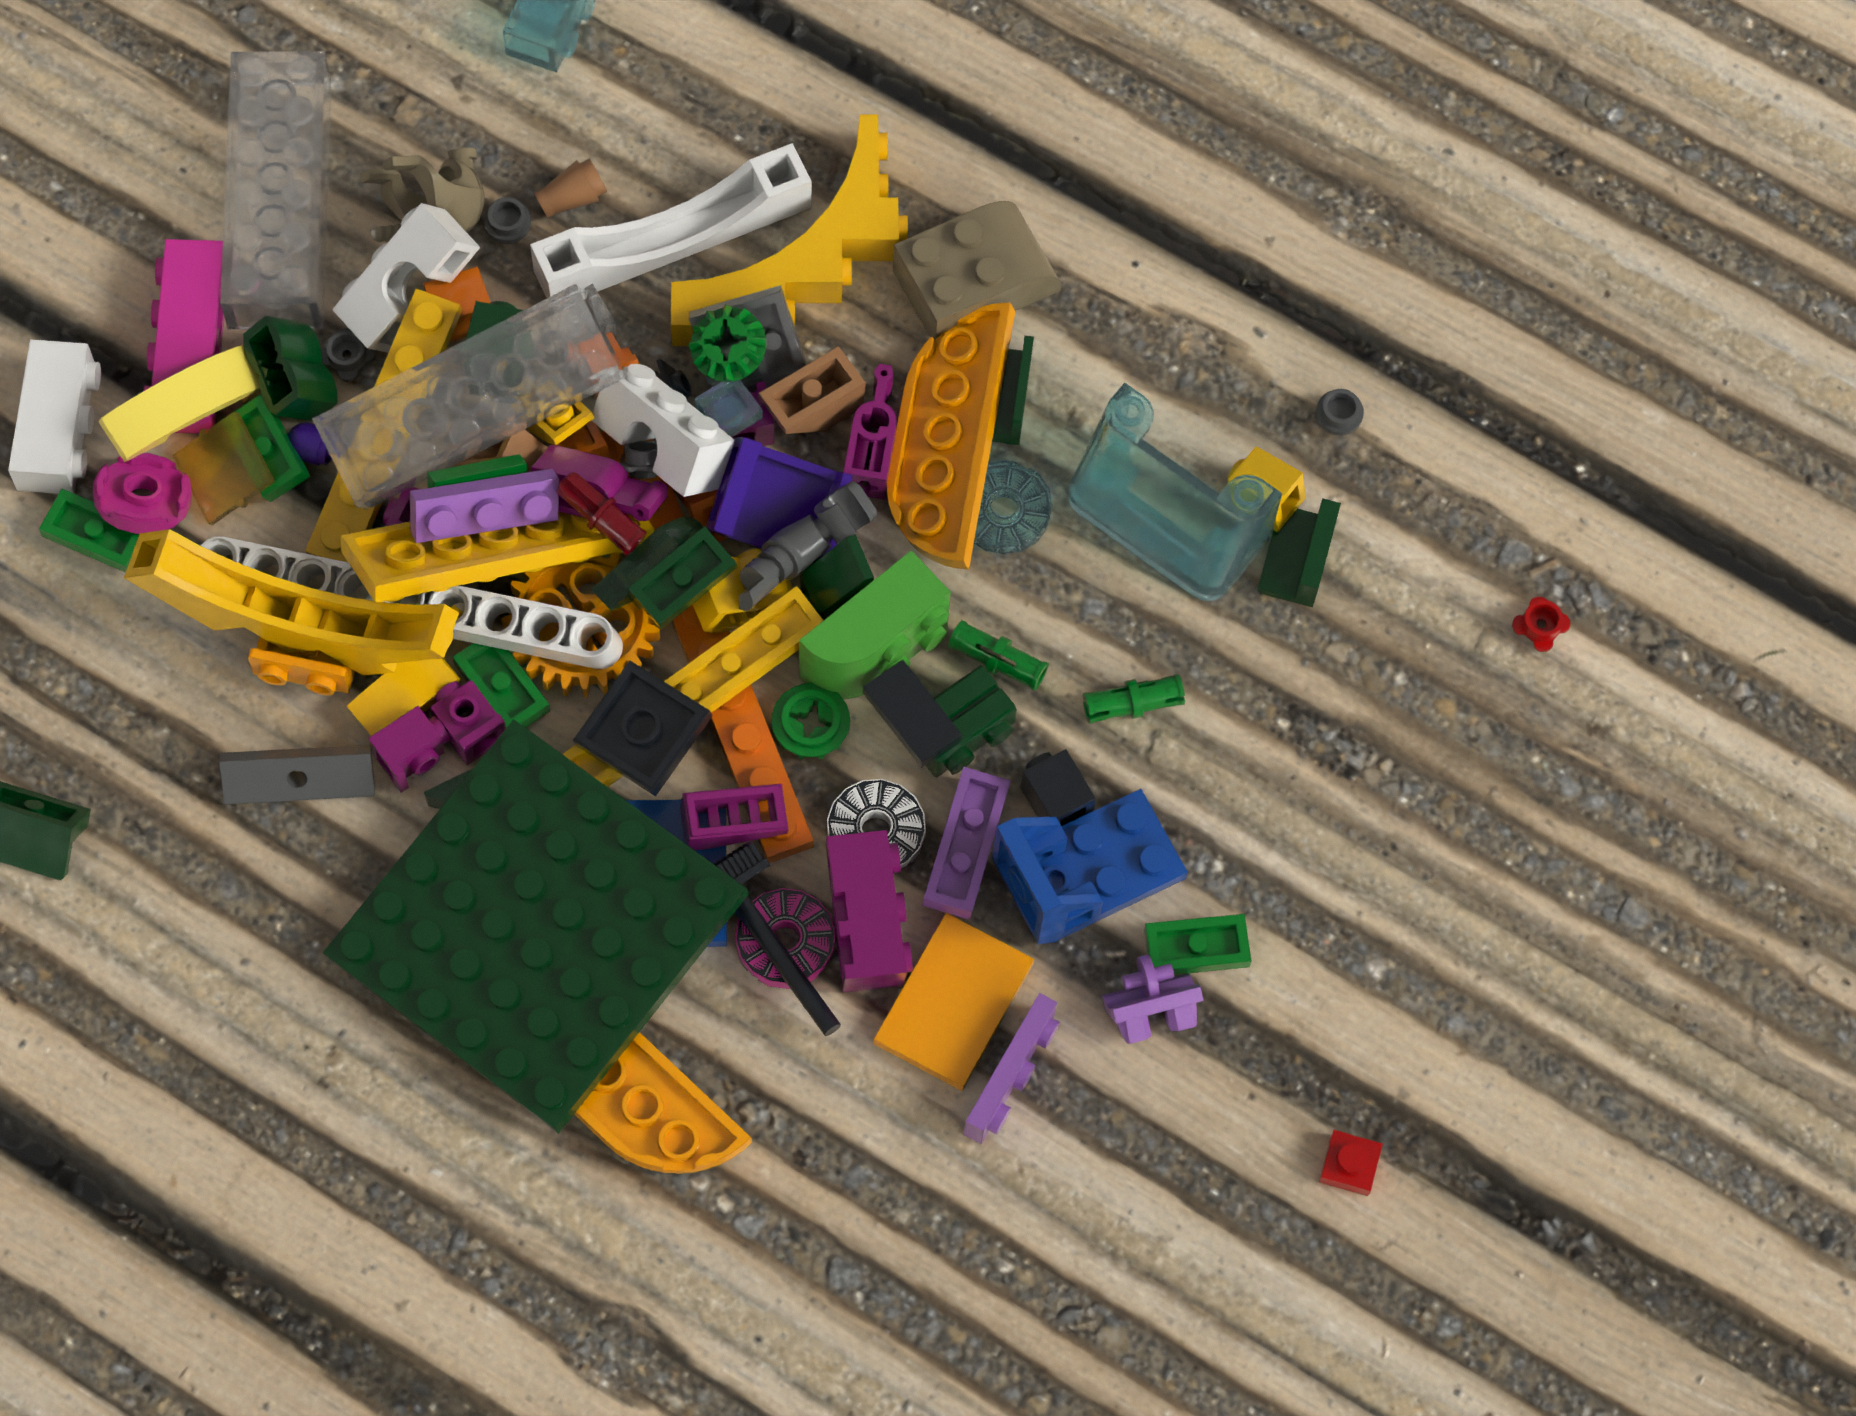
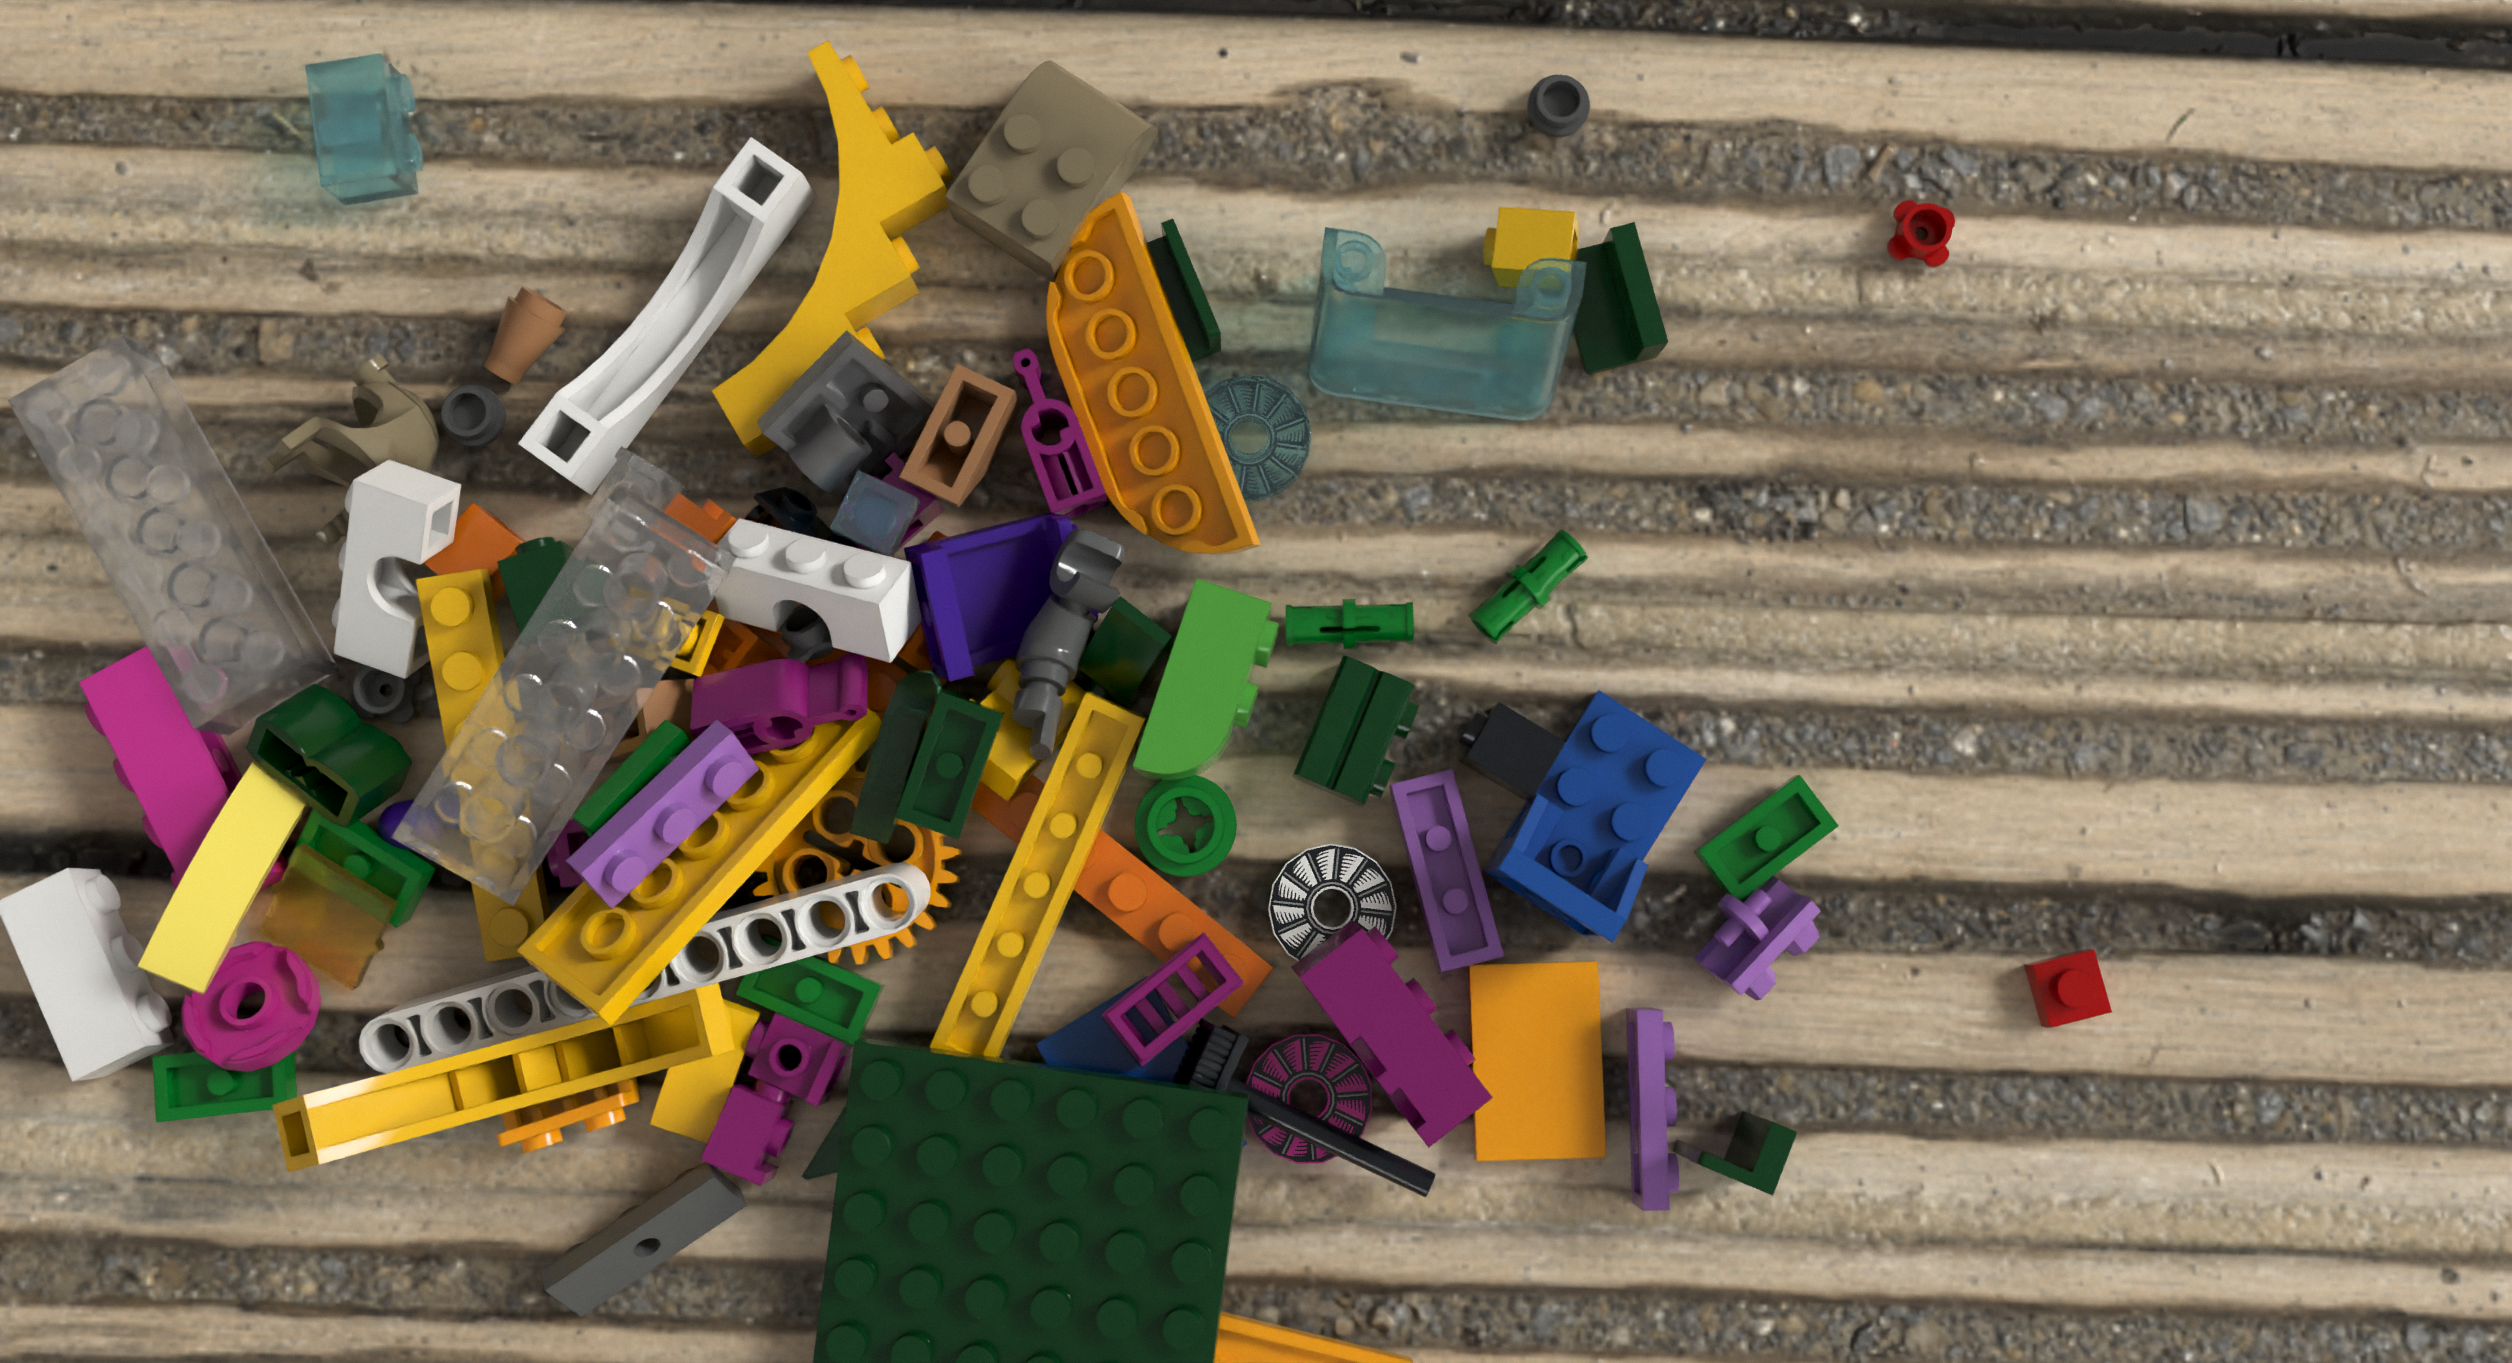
camera: 30 degrees left, 15 degrees up
(601, 513) = (805, 741): dark red axle -> none
(642, 728) = (1008, 963): black tile -> none
(743, 357) = (857, 449): green gear -> none
(912, 713) = (1304, 765): black tile -> none
(1057, 1132) = (1754, 1154): none -> dark green panel

